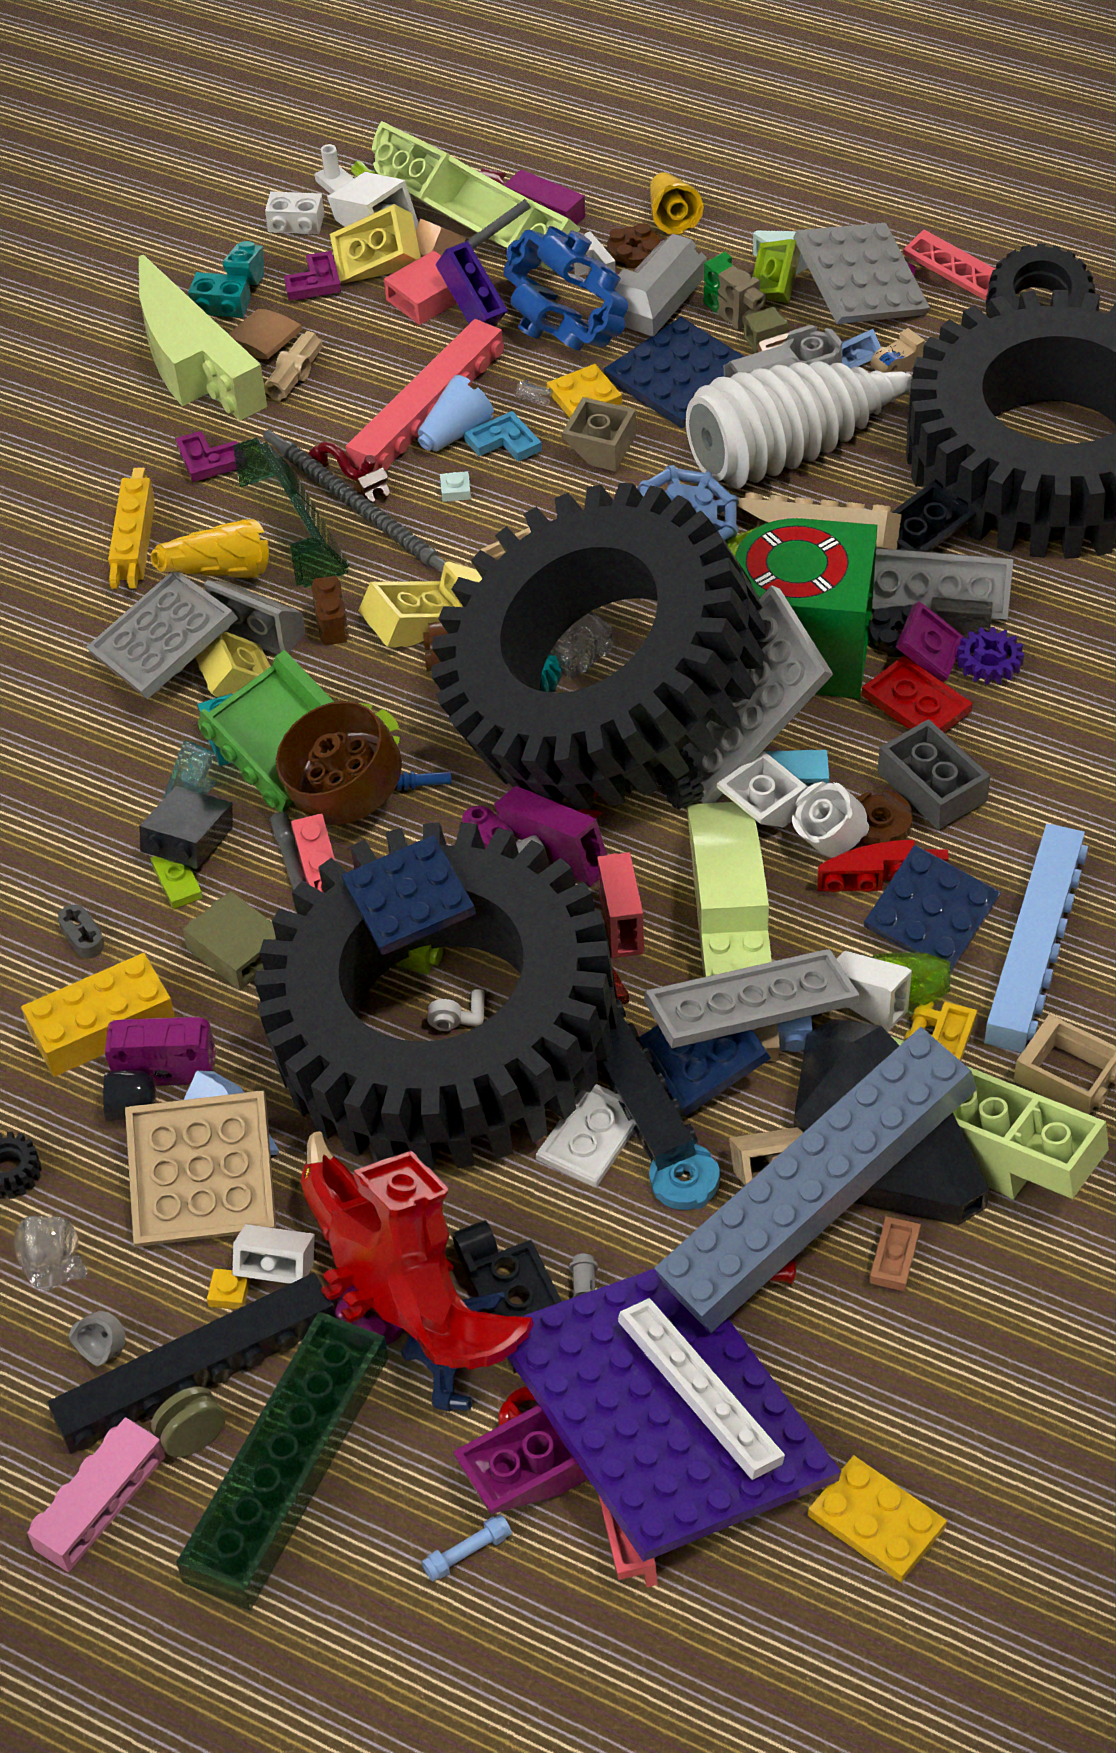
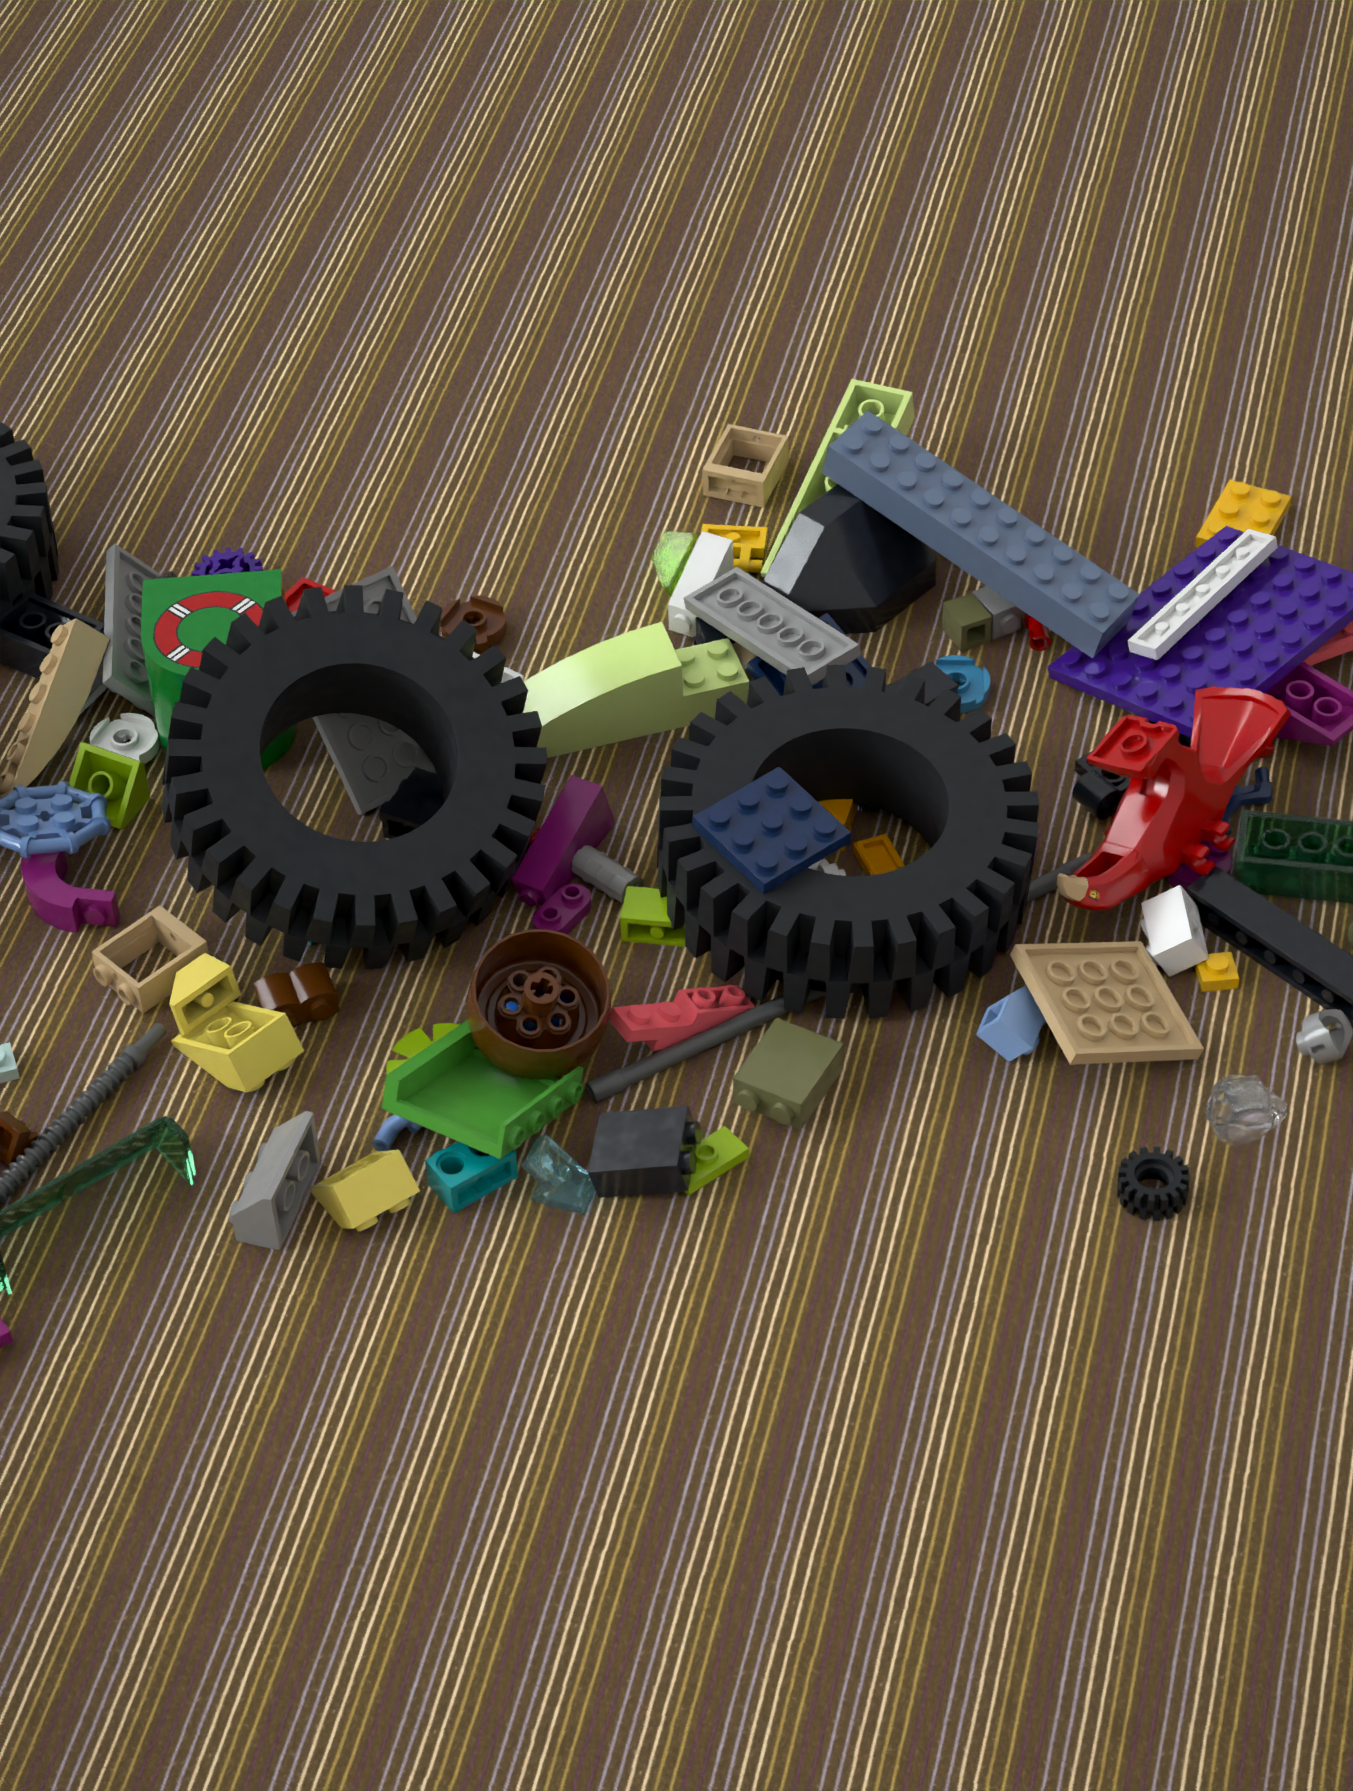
camera: 105 degrees left, 5 degrees down
(74, 1020) = (933, 1159): yellow brick -> none
(75, 934) = (817, 1226): dark grey beam -> none
(124, 1090) = (1027, 1090): black helmet -> none
(131, 530) = (133, 1362): yellow hinge -> none
(161, 633) = (343, 1249): light grey plate -> none
(162, 1047) = (973, 1076): magenta axle -> none
(220, 551) = (179, 1222): yellow cone -> none
(330, 610) = (250, 1117): reddish brown brick -> none
(583, 1272) = (1093, 726): light grey pin -> none
(621, 905) = (639, 764): coral brick -> none
(756, 1151) = (931, 607): tan brick -> none
(830, 818) = (507, 627): white brick -> none
(867, 866) = (542, 612): red slope -> none
(932, 907) = (591, 563): dark blue plate -> none
(933, 774) = (429, 571): dark grey brick -> none
(1035, 938) = (596, 502): light blue brick -> none

